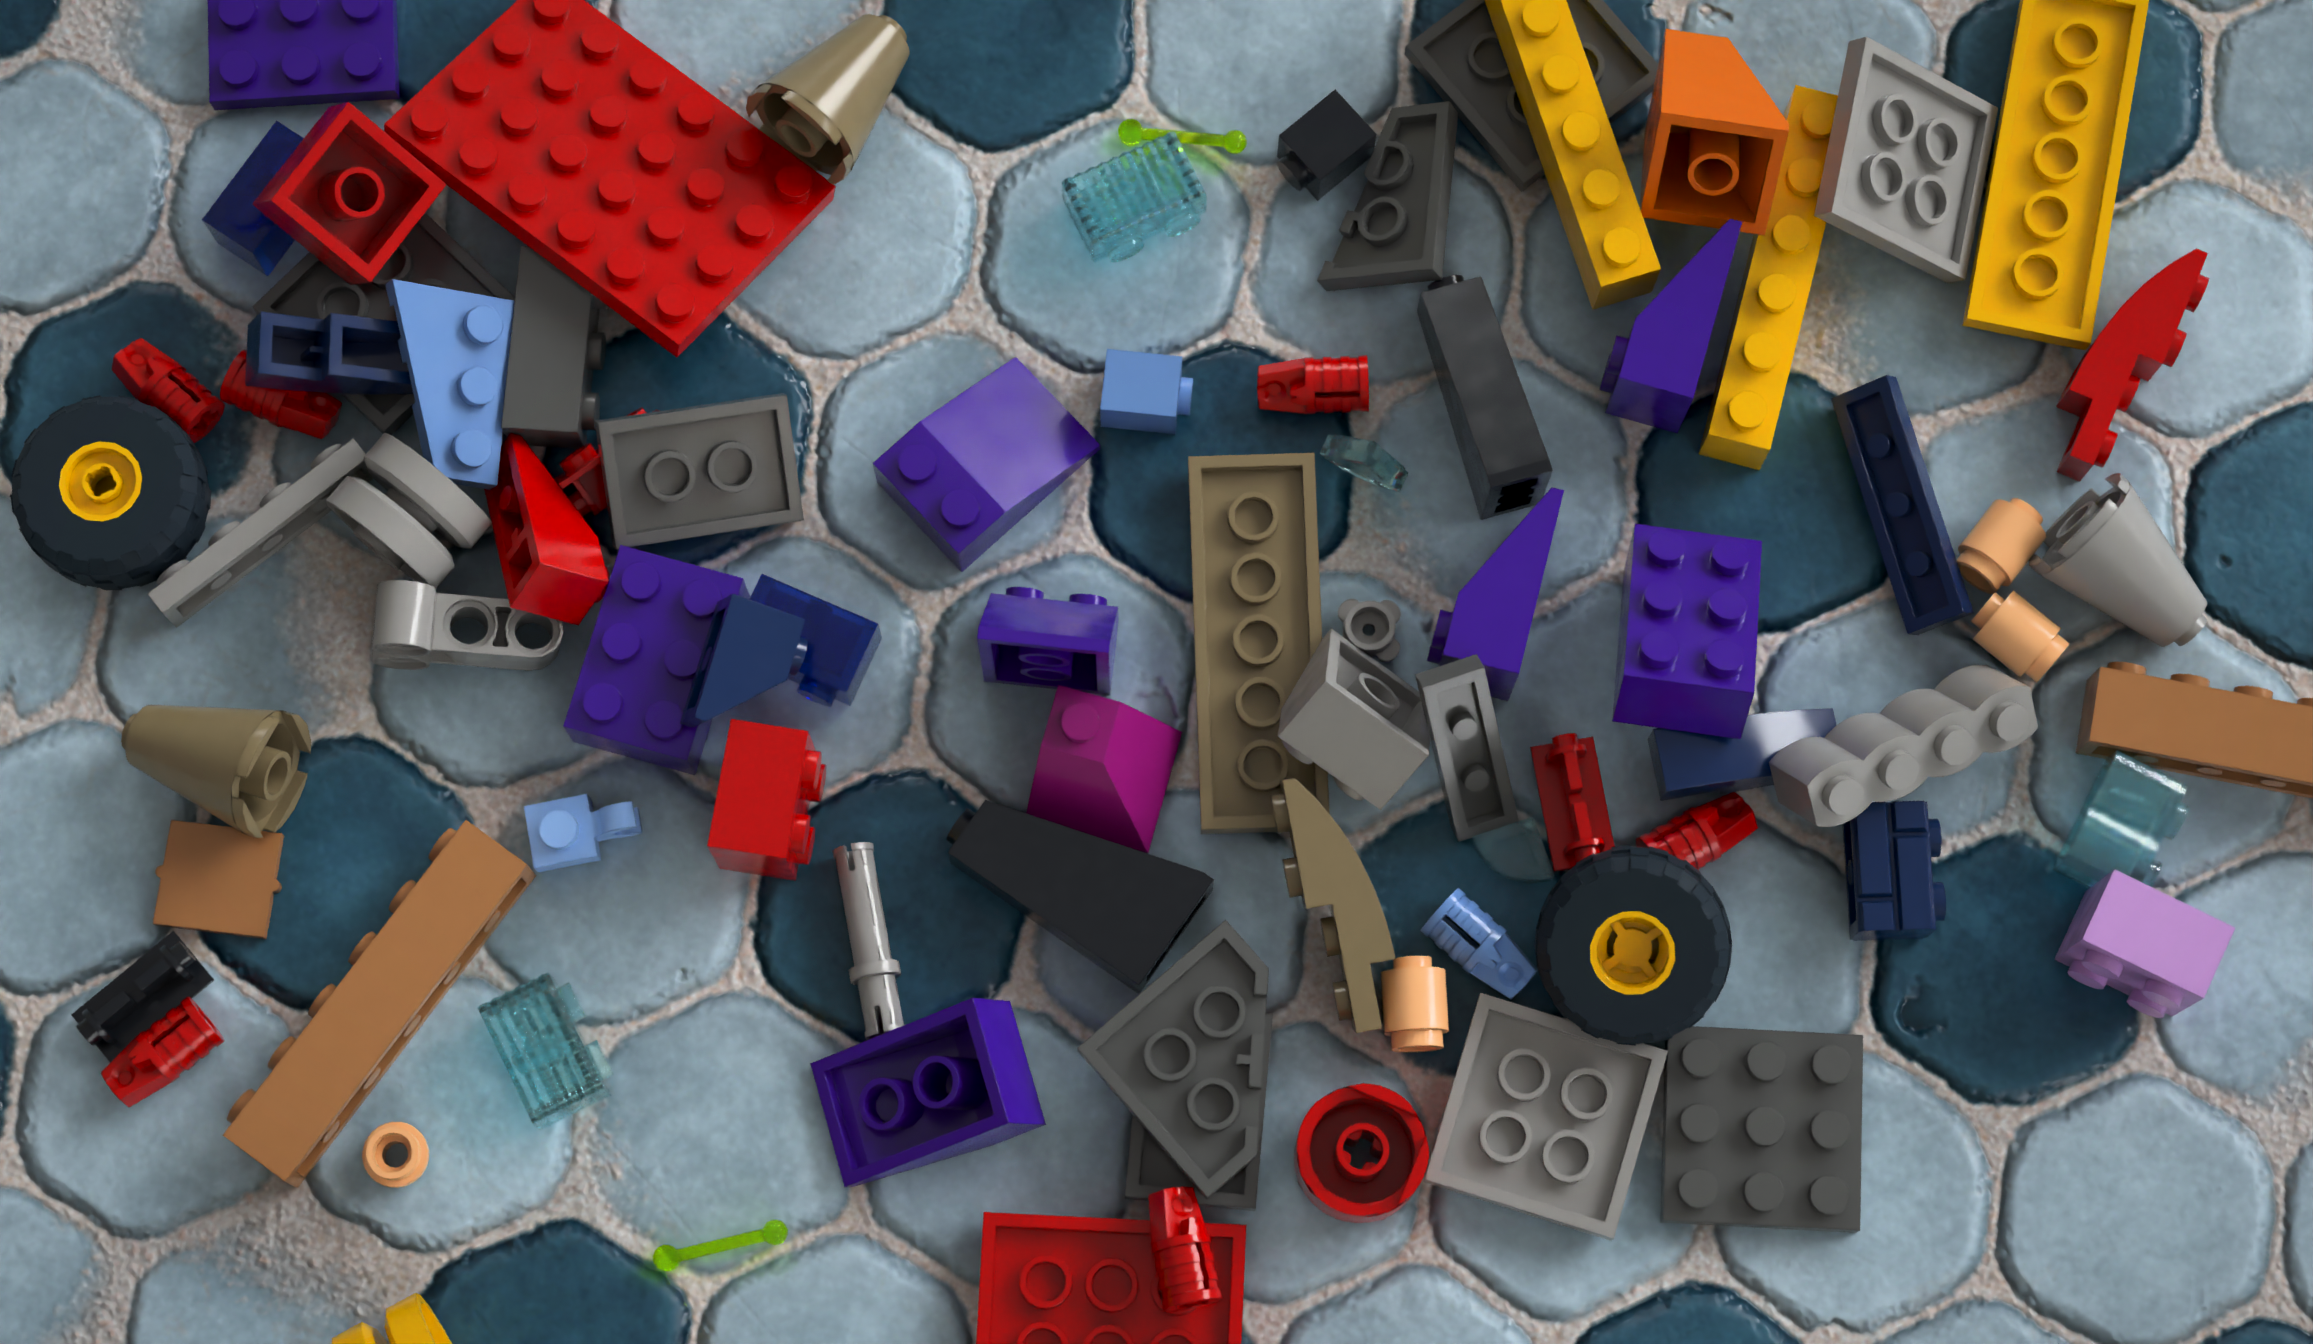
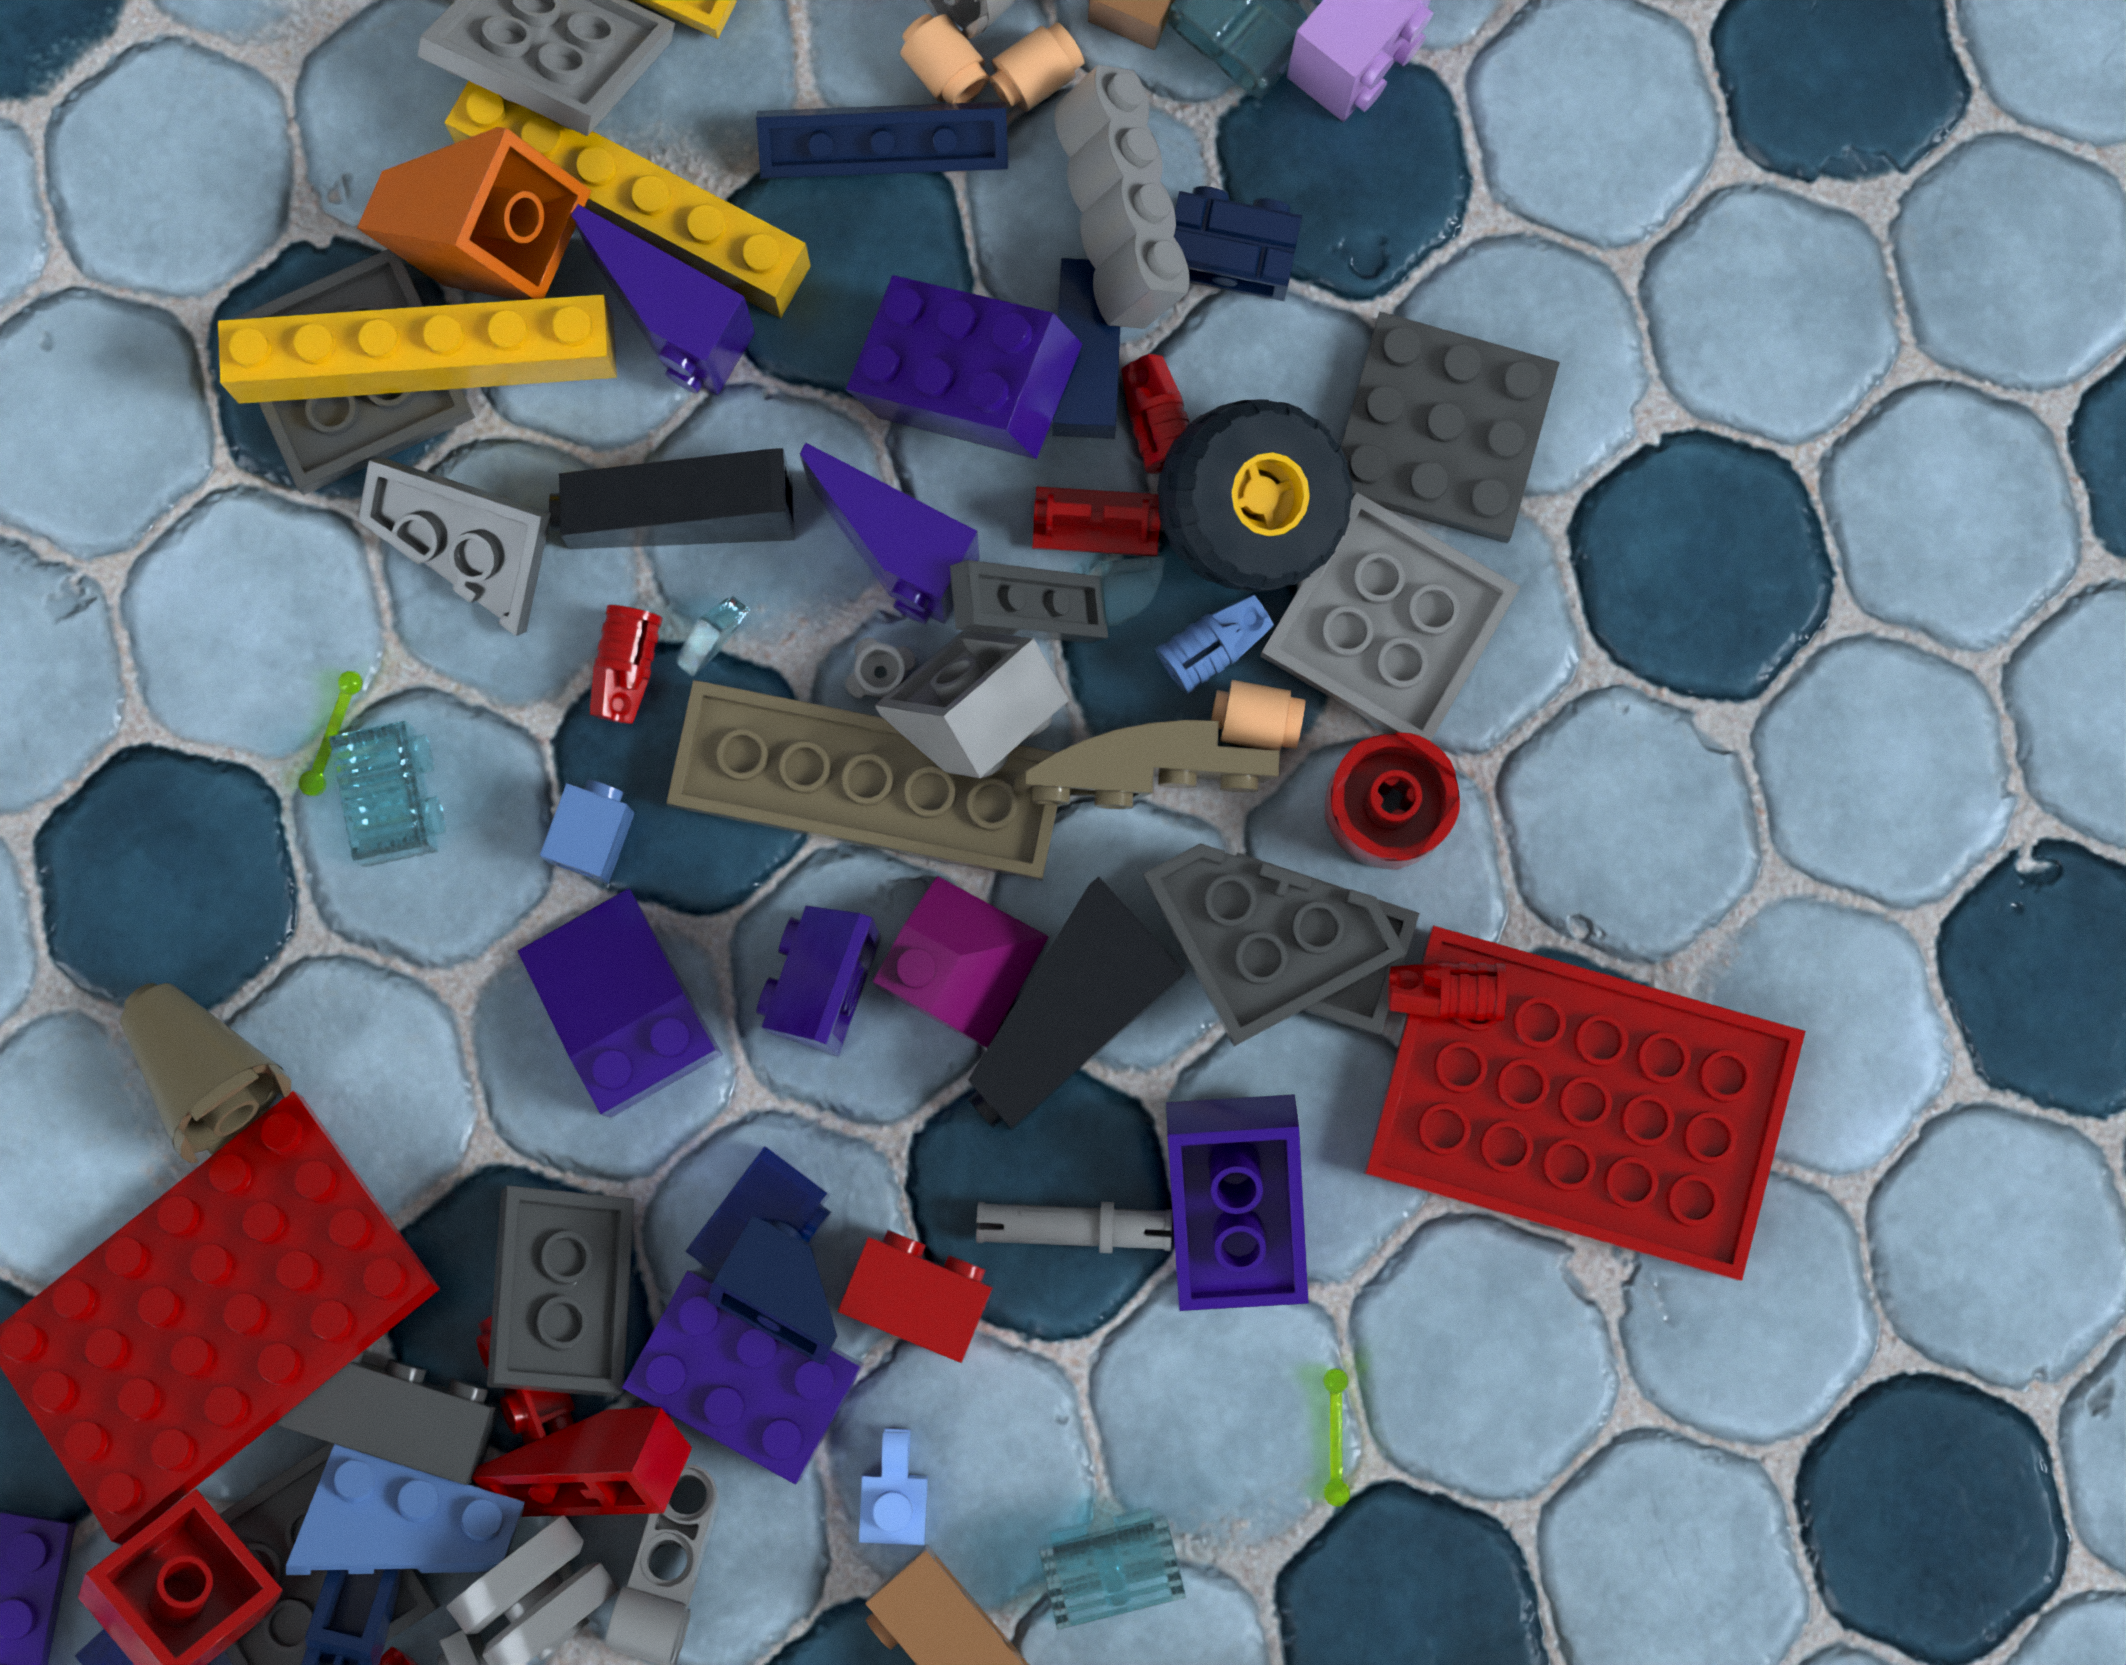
camera: 80 degrees left, 5 degrees up
(1324, 146) = (380, 594): black brick -> none

